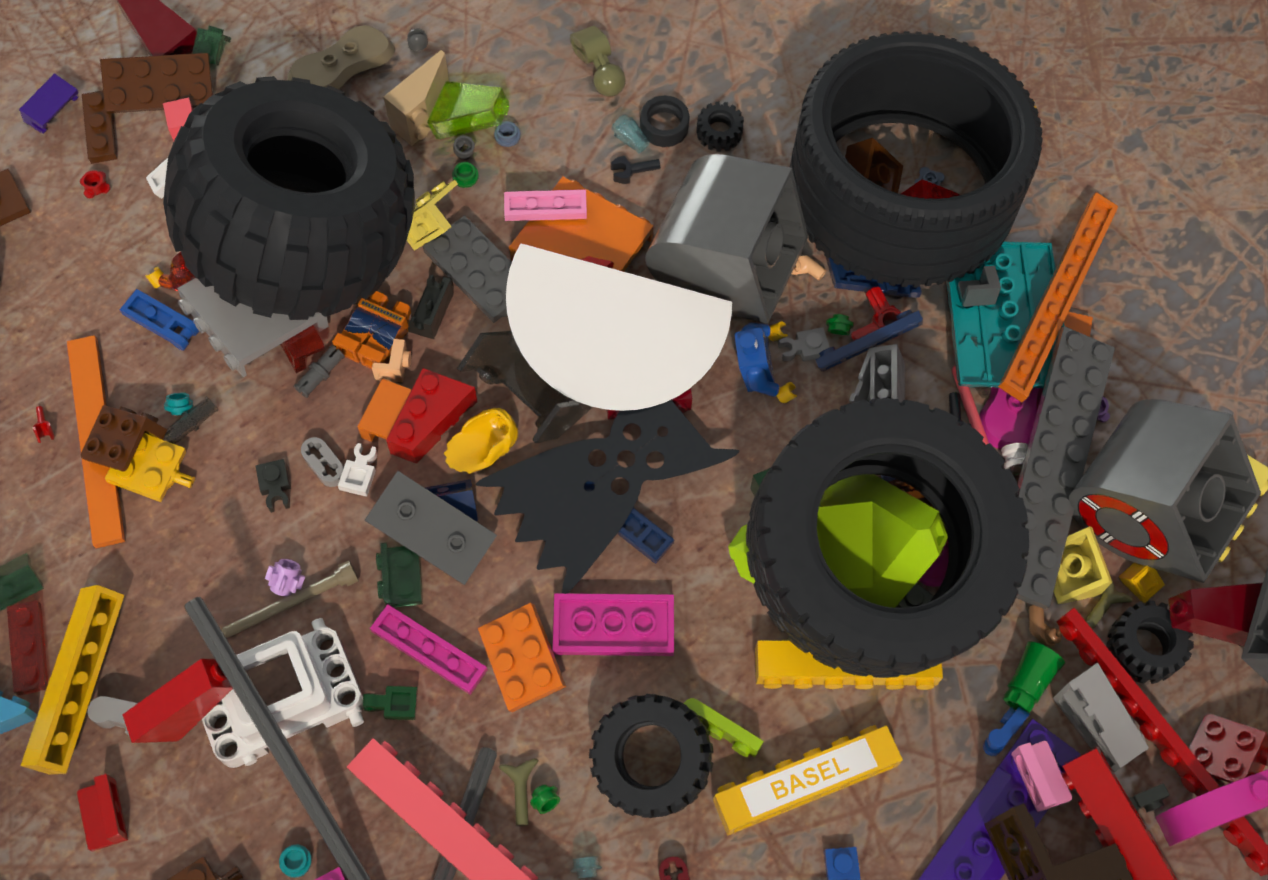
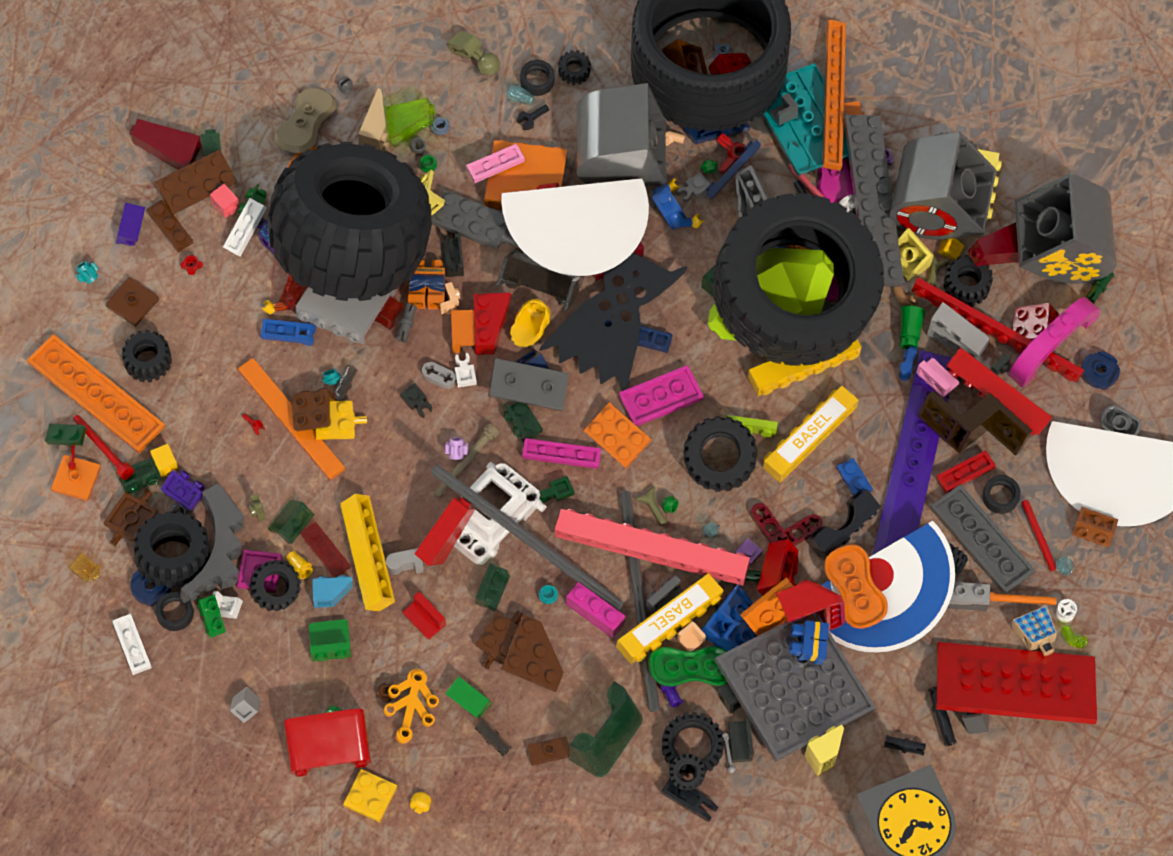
camera: 25 degrees left, 0 degrees up
(219, 813) = (492, 587): none -> clear green hinge

